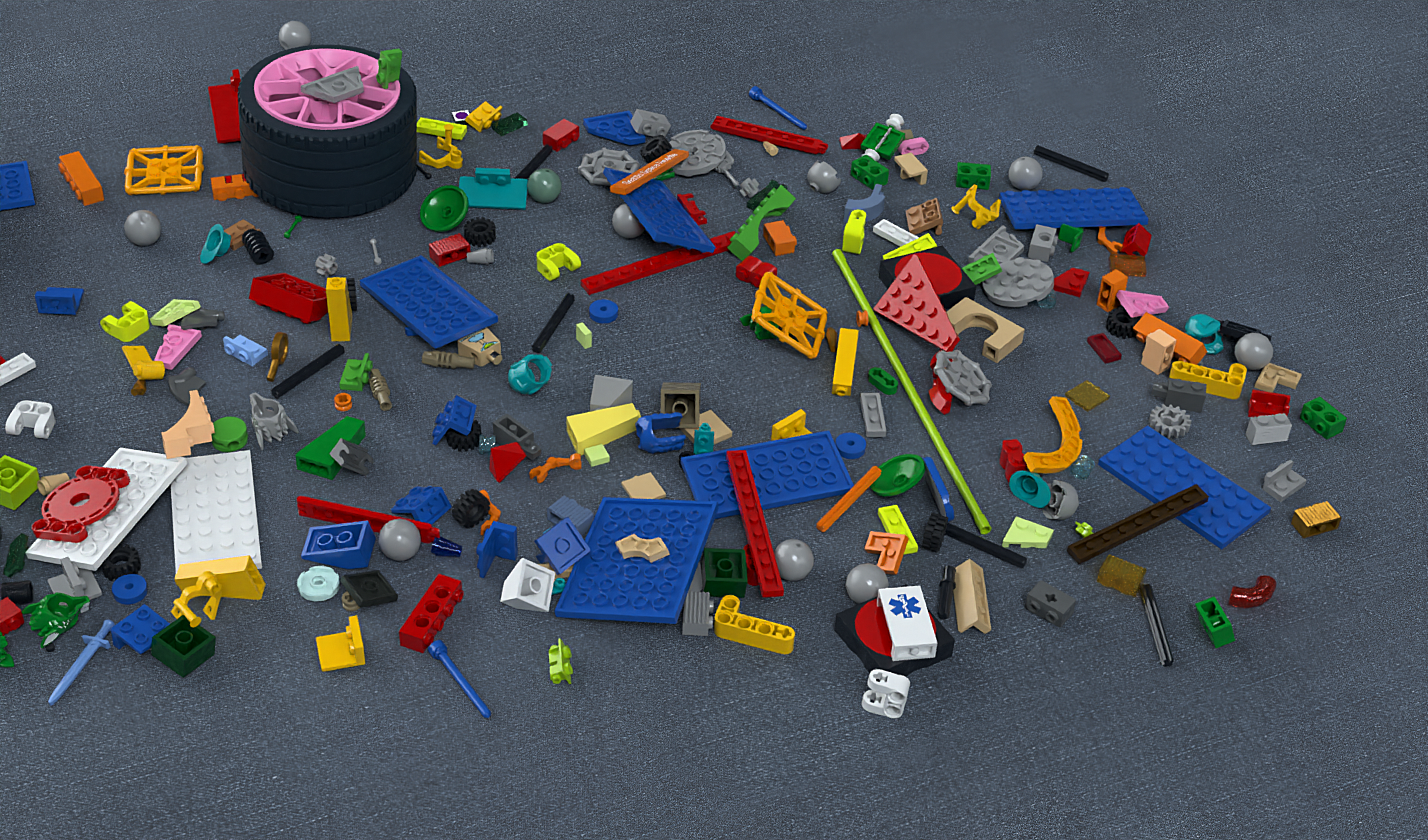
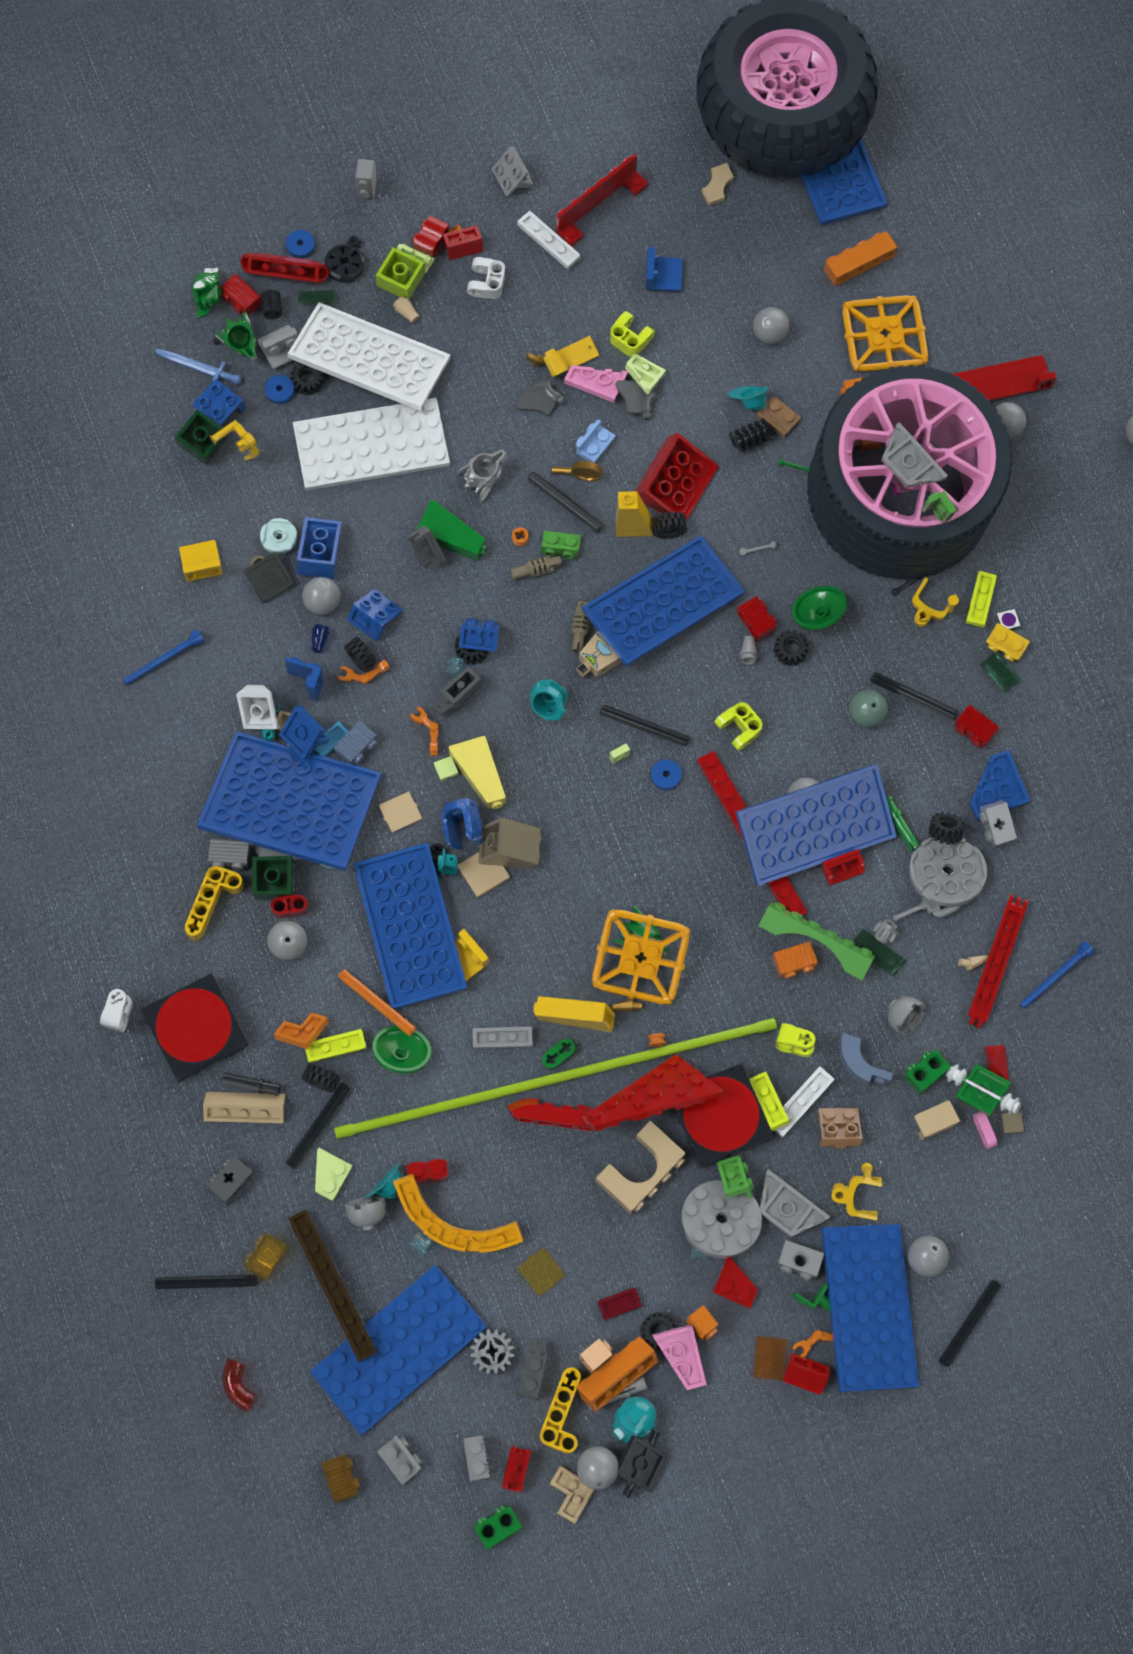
camera: 90 degrees right, 30 degrees up
(62, 514) = (366, 316): piece -> none
(191, 429) = (465, 409): light nougat arch -> none
(229, 434) = (470, 441): bright green head -> none
(235, 574) = (279, 457): yellow slope -> none
(326, 265) = (723, 502): light grey gear -> none
(342, 514) = (357, 563): red hinge -> none
(431, 613) = (213, 614): red brick -> none
(494, 189) = (859, 656): teal bracket -> none
(505, 459) = (426, 683): red slope -> none
(560, 656) = (171, 740): lime hinge -> none
(609, 159) = (912, 785): light grey plate -> none
(610, 392) = (512, 775): light grey slope -> none
(637, 547) = (290, 808): tan tile -> none
(649, 172) = (876, 813): orange tile -> none
(753, 269) = (731, 932): red brick -> none
(754, 524) = (329, 903): red plate -> none
(850, 445) = (463, 1020): blue piece -> none
(865, 581) = (251, 1005): light grey piece -> none
(908, 623) = (188, 1029): white panel -> none
(938, 489) = (379, 1086): blue tile -> none
(962, 375) = (544, 1142): light grey plate -> none
(971, 173) = (934, 1195): green brick -> none
(1083, 529) = (329, 1230): lime plate -> none
(1215, 622) = (194, 1335): green brick -> none

